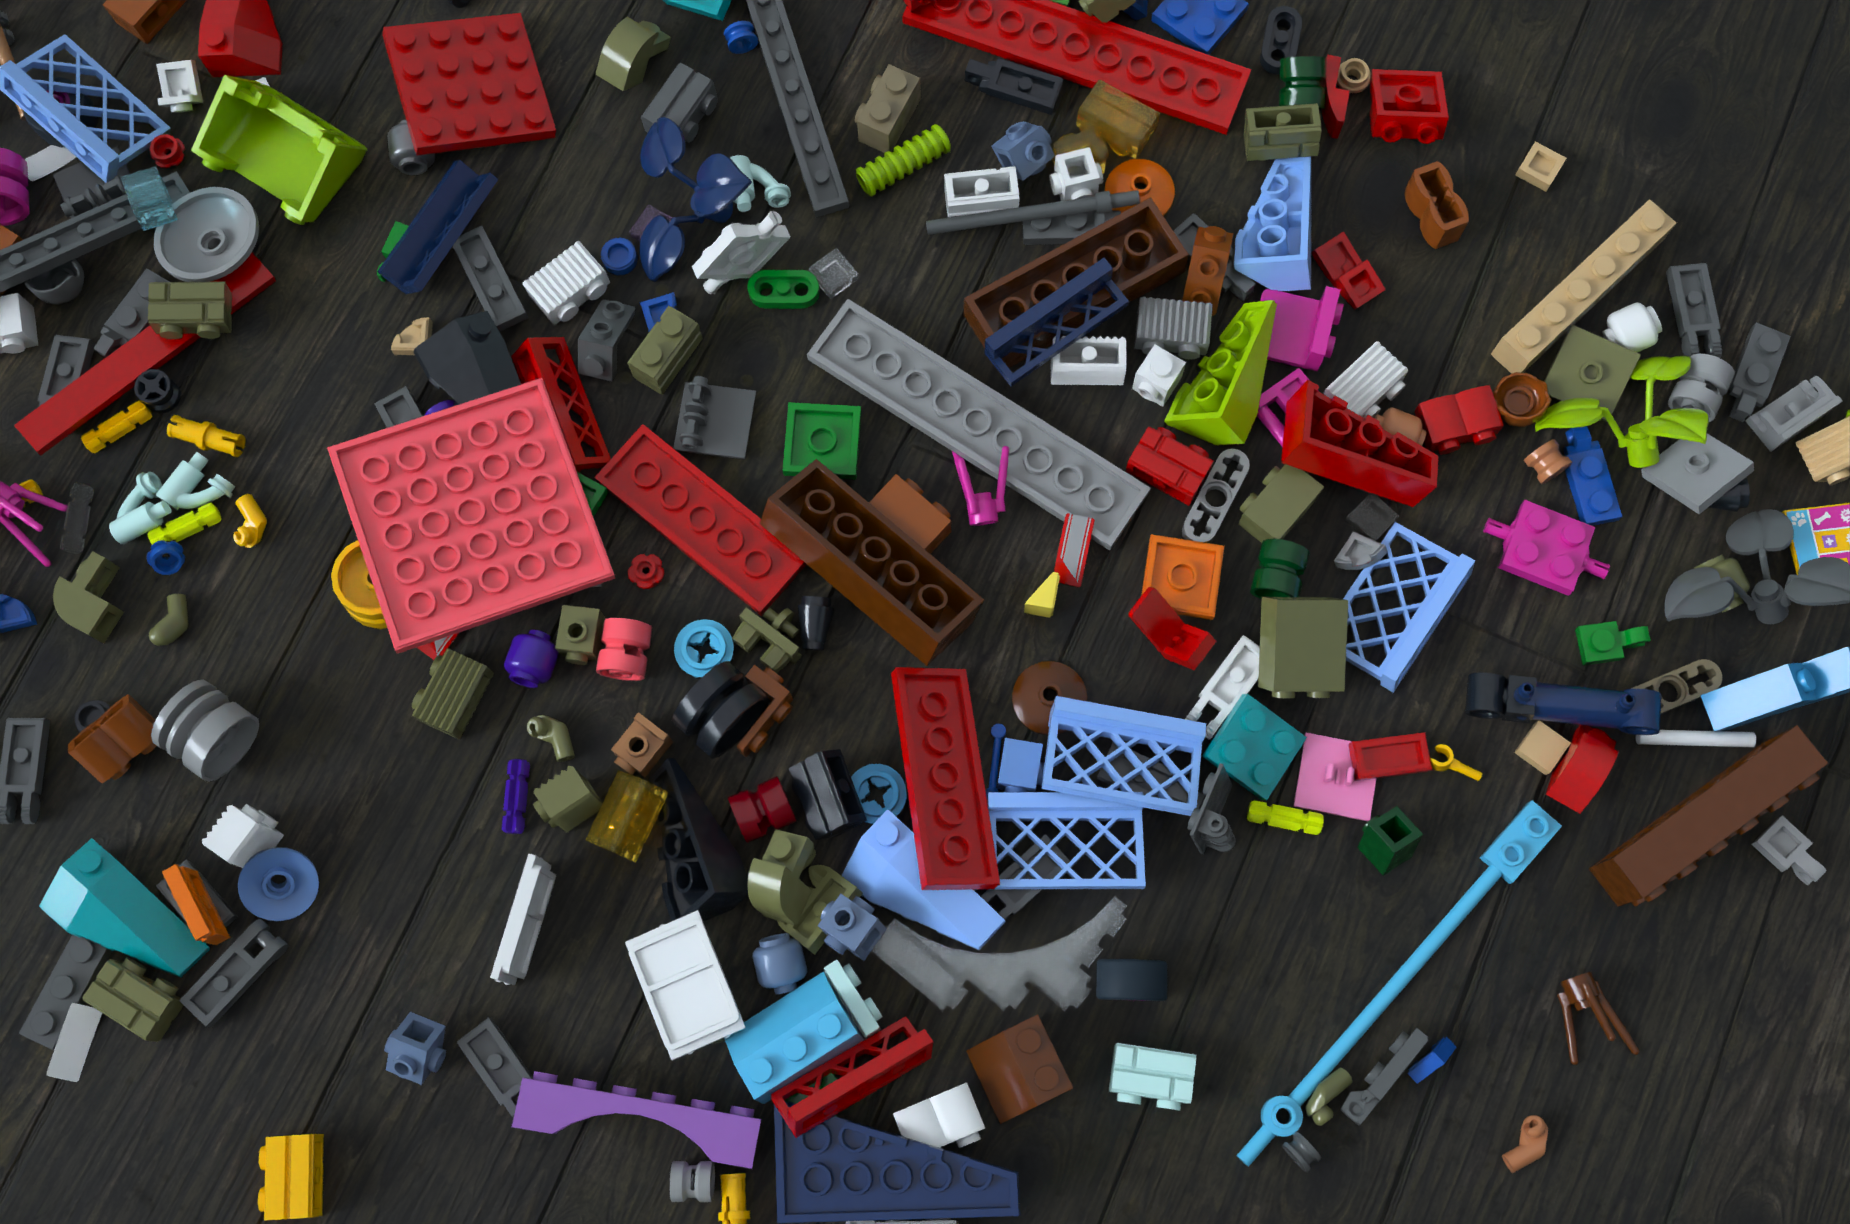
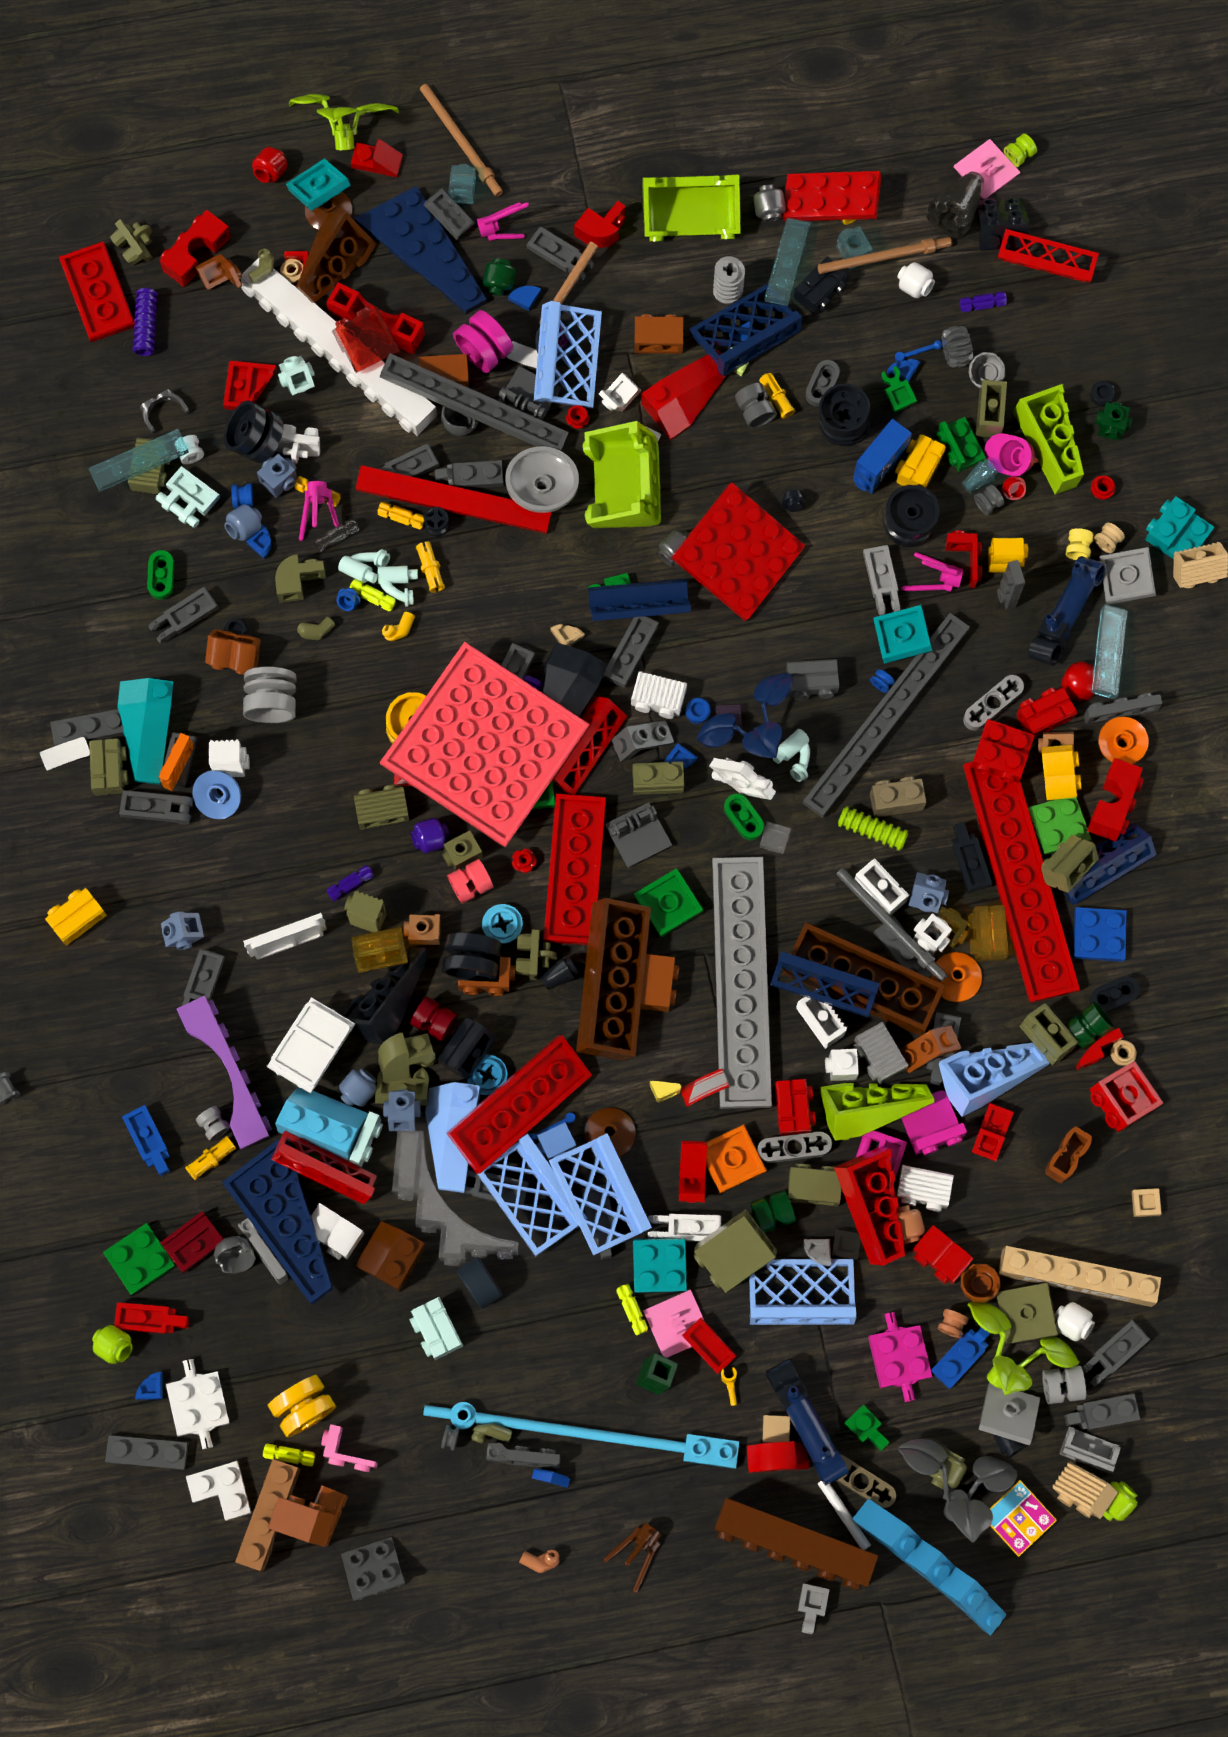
camera: 50 degrees right, 0 degrees up
(149, 198) = (538, 434): clear light blue brick -> none
(190, 308) = (492, 505): olive brick -> none
(554, 732) = (399, 877): olive arm -> none
(628, 52) = (823, 625): olive brick -> none
(981, 506) = (691, 1019): dark pink plant -> none
(1206, 824) = (594, 1264): dark grey hinge -> none

